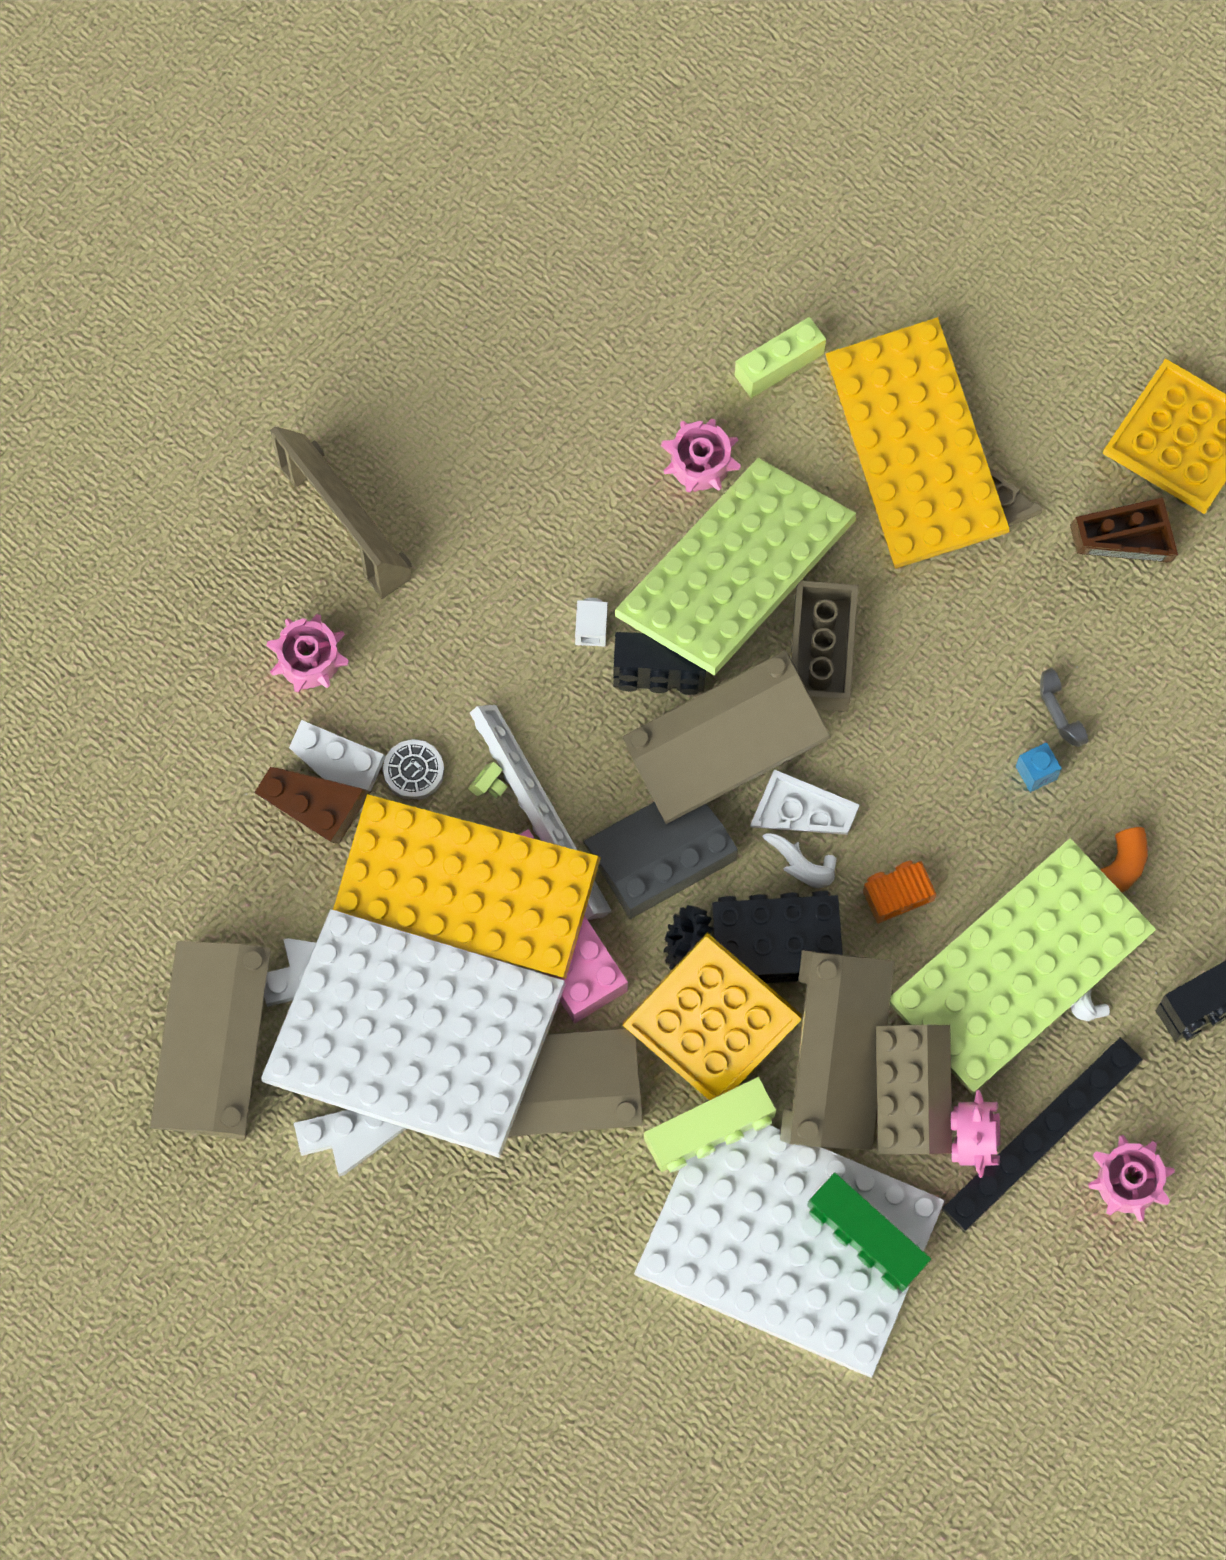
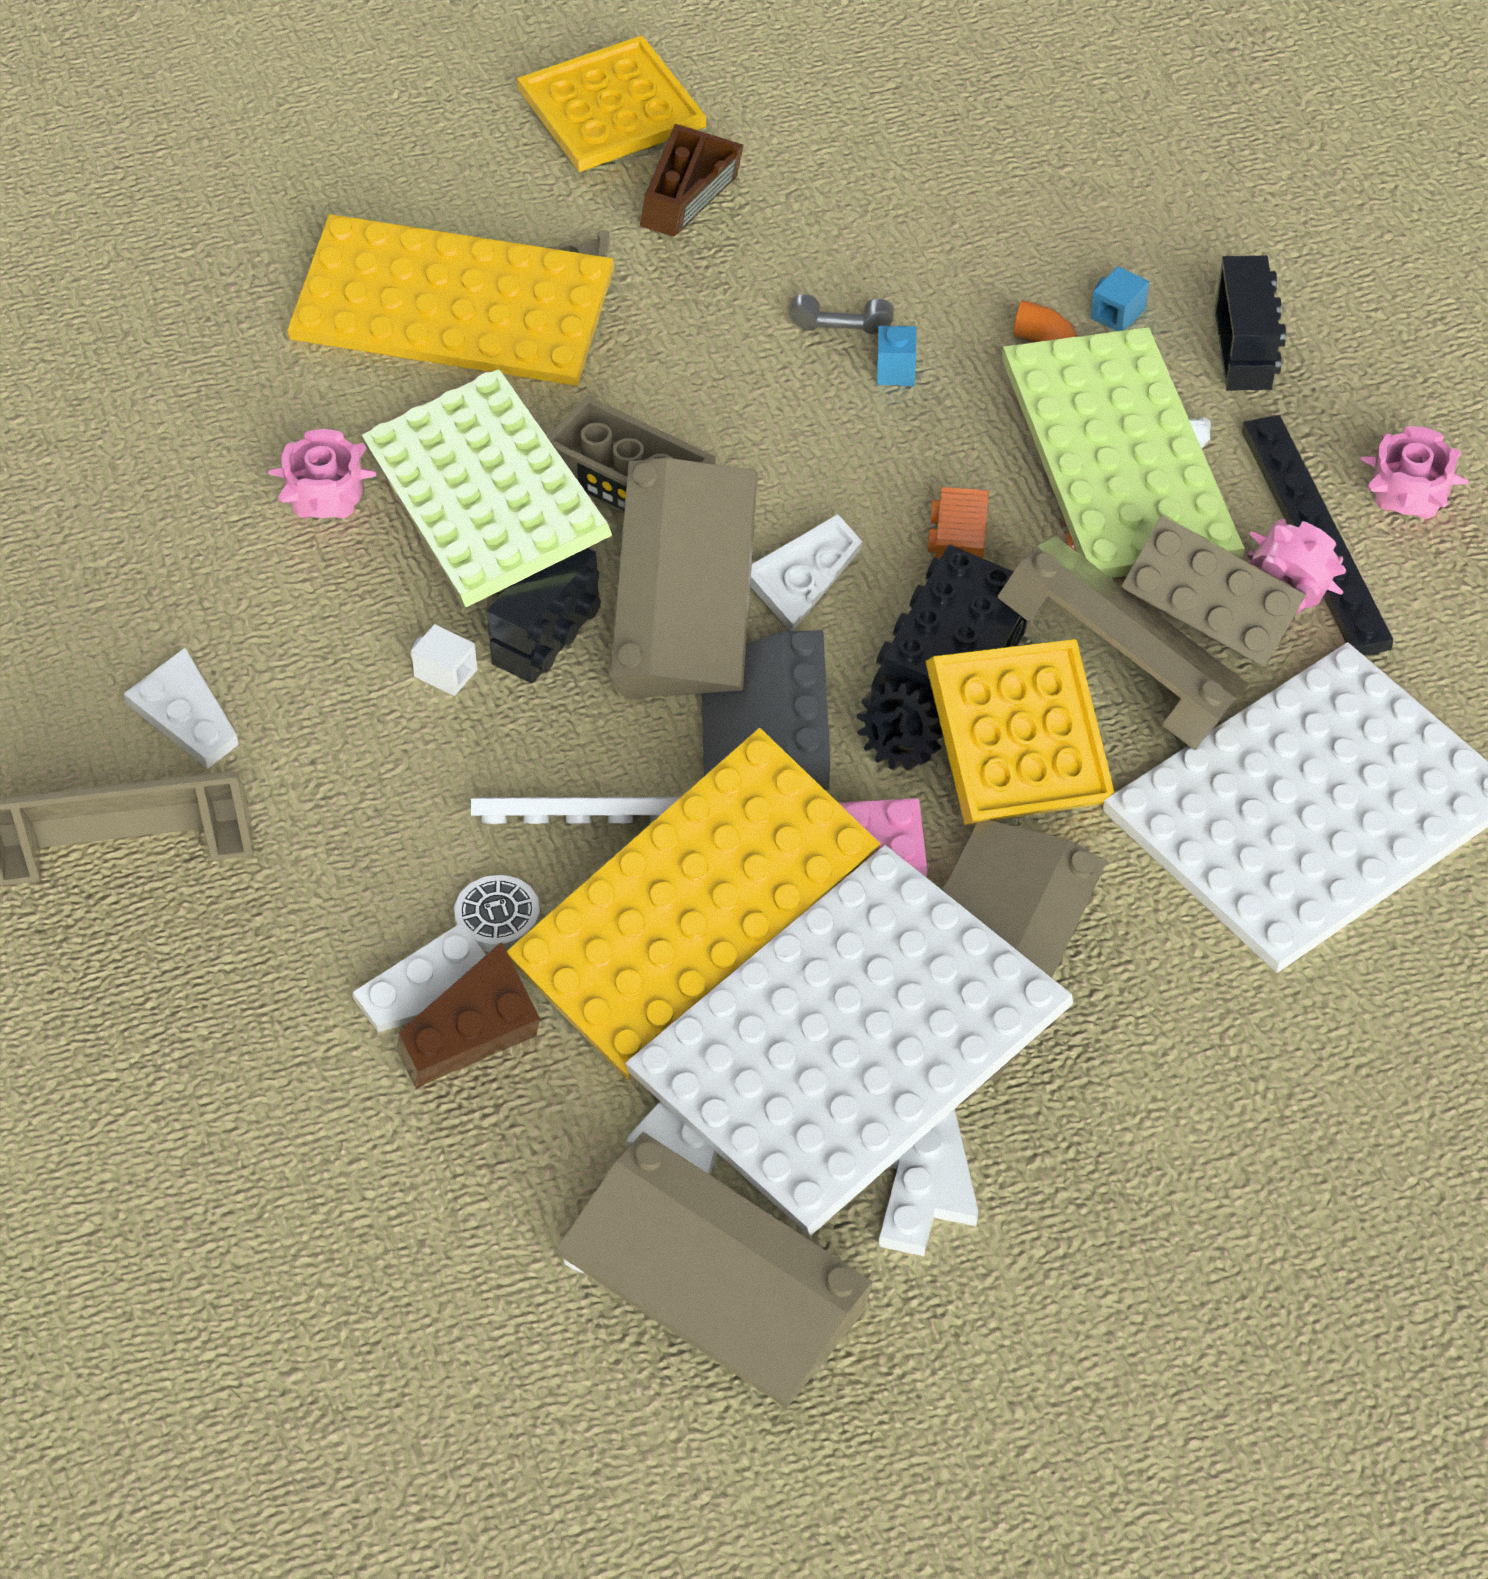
camera: 60 degrees left, 20 degrees down
(320, 643) = (272, 945): bright pink brick -> none
(467, 488) = (184, 709): none -> white wing
(488, 781) = (566, 840): yellowish green tile -> none
(710, 1125) = (1144, 799): yellowish green brick -> none
(780, 357) = (262, 364): yellowish green brick -> none
(800, 867) = (891, 592): white piece -> none
(868, 1232) = (1356, 709): green brick -> none
(1193, 893) = (1119, 299): none -> dark azure brick

